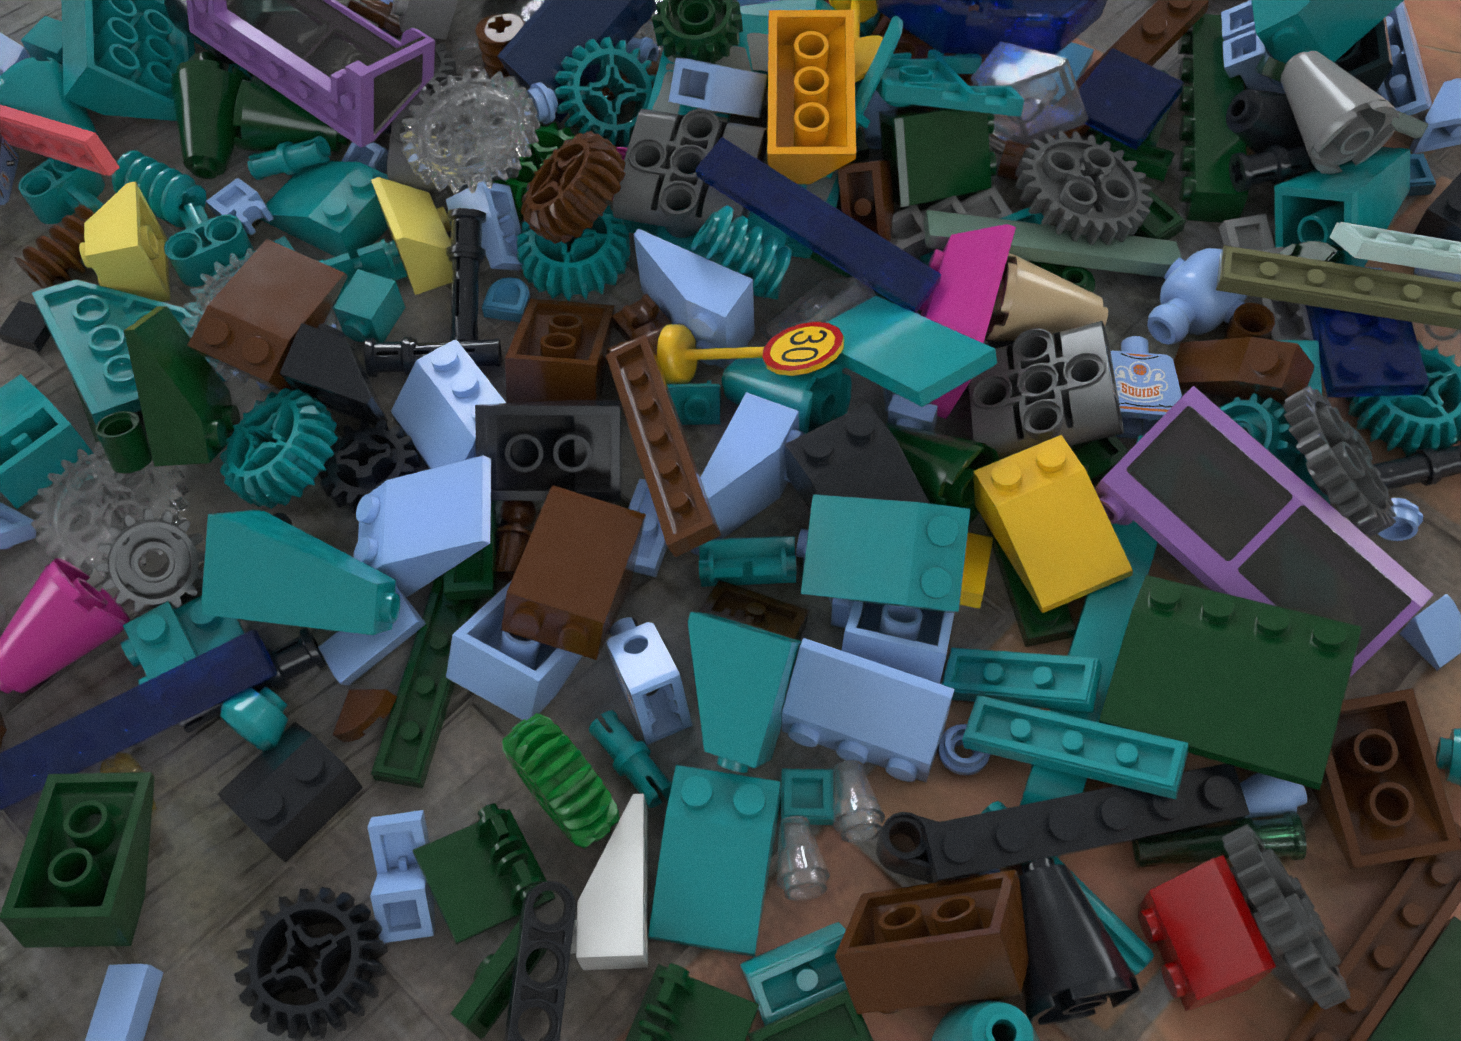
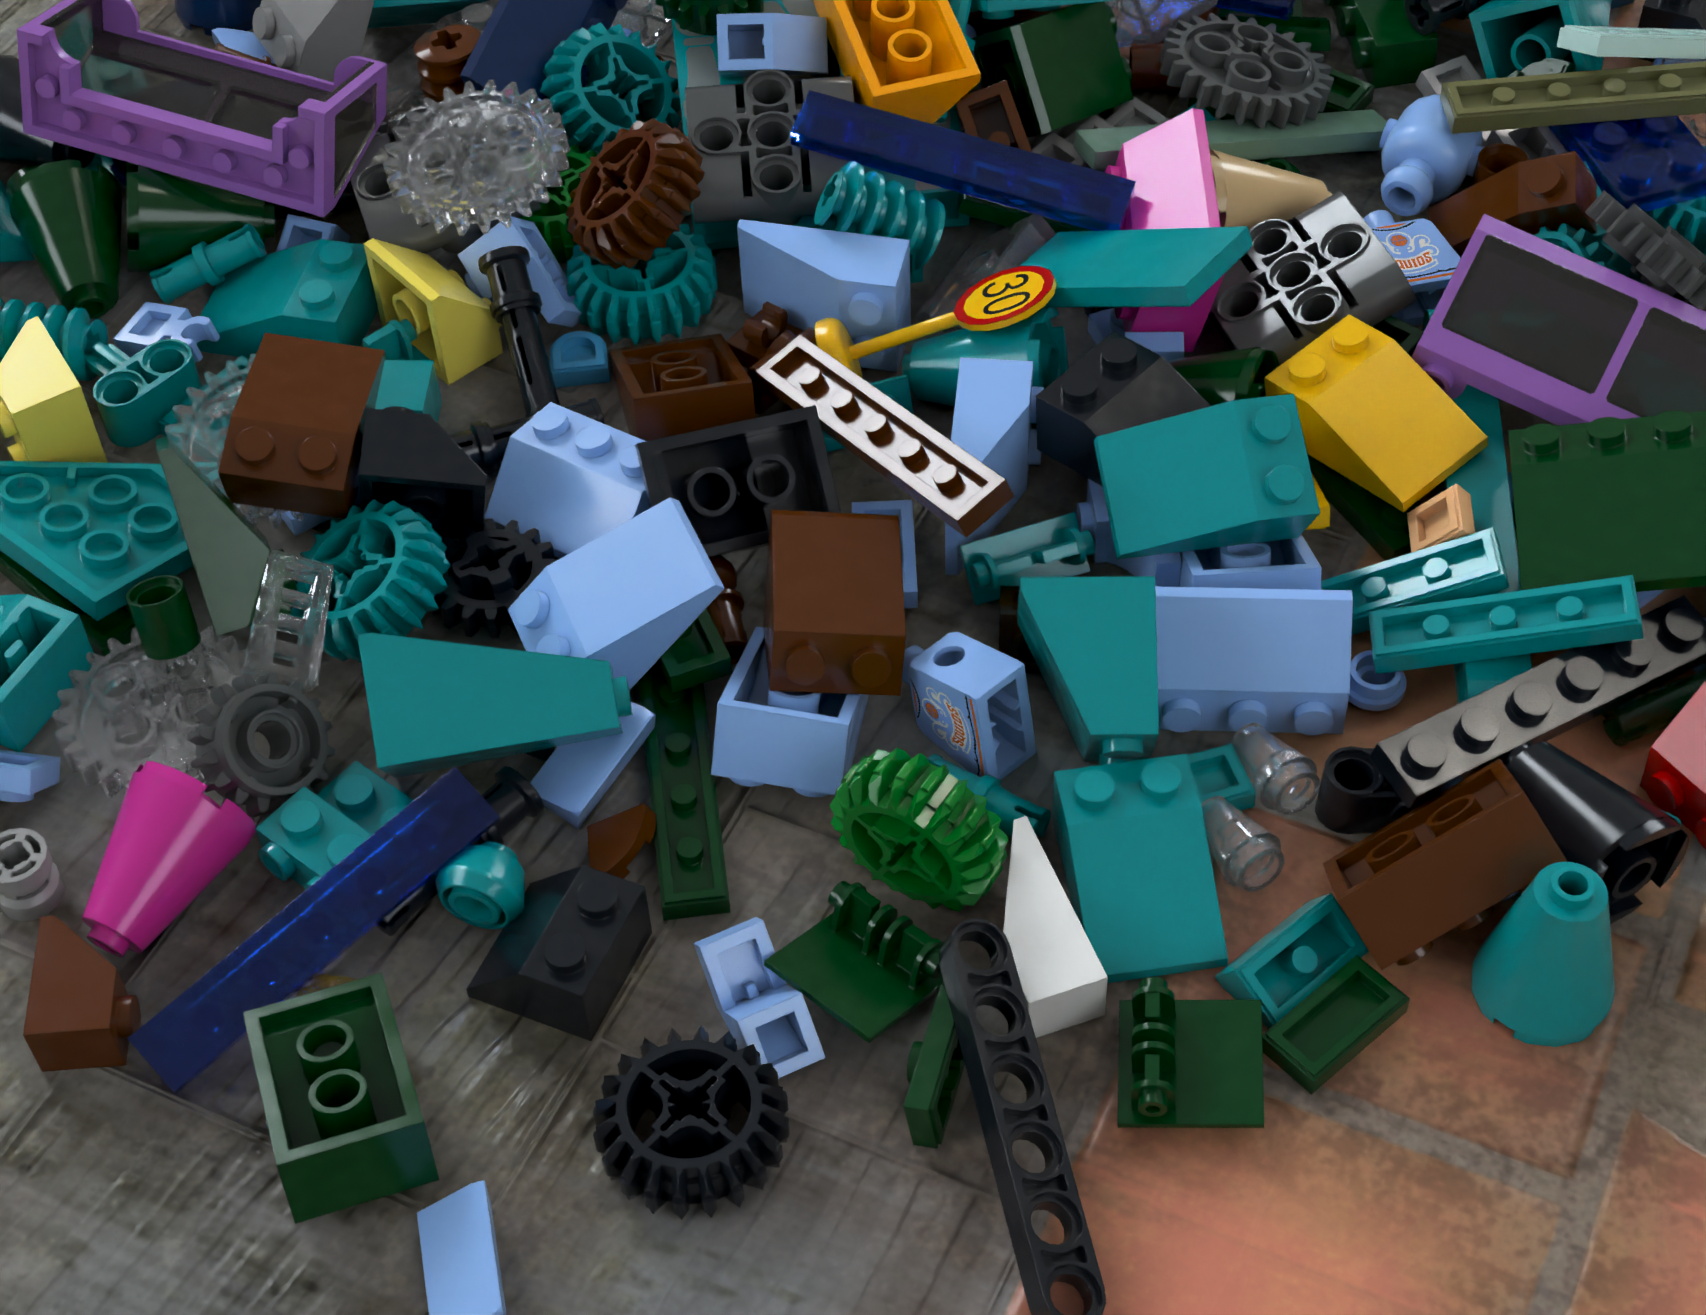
camera: 20 degrees left, 10 degrees down
(212, 495) = (311, 628): none -> clear slope
(1066, 633) = (1441, 519): none -> light nougat tile

